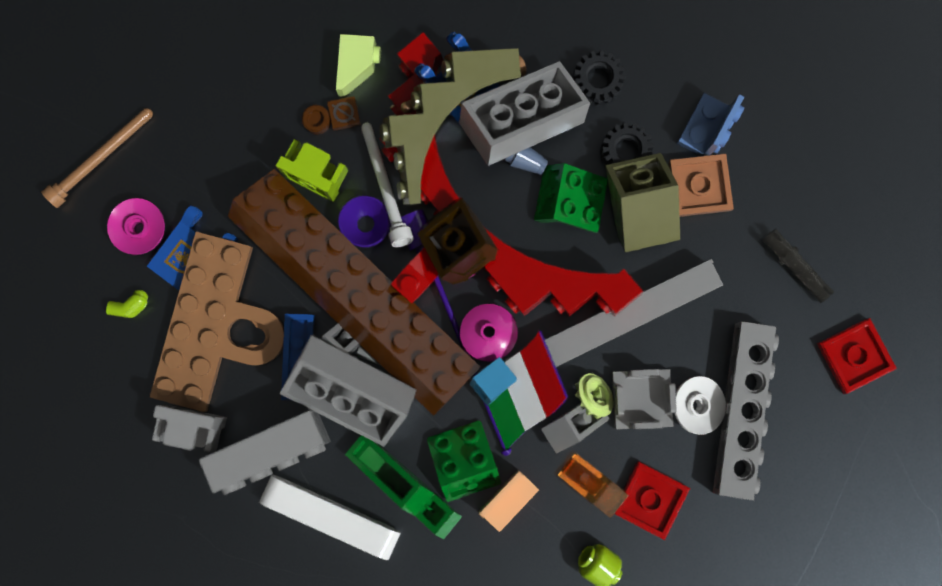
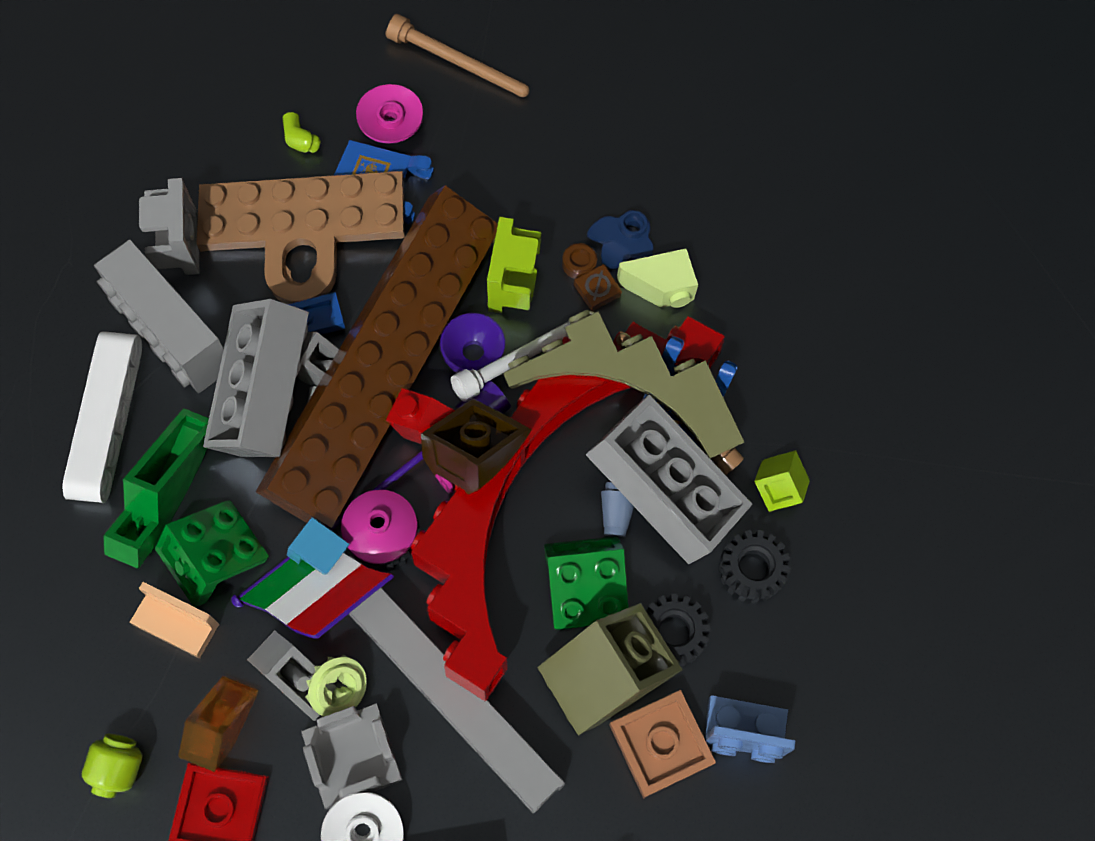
camera: 70 degrees right, 15 degrees down
(312, 83) = (618, 242): none -> dark blue plate
(542, 34) = (782, 481): none -> lime panel

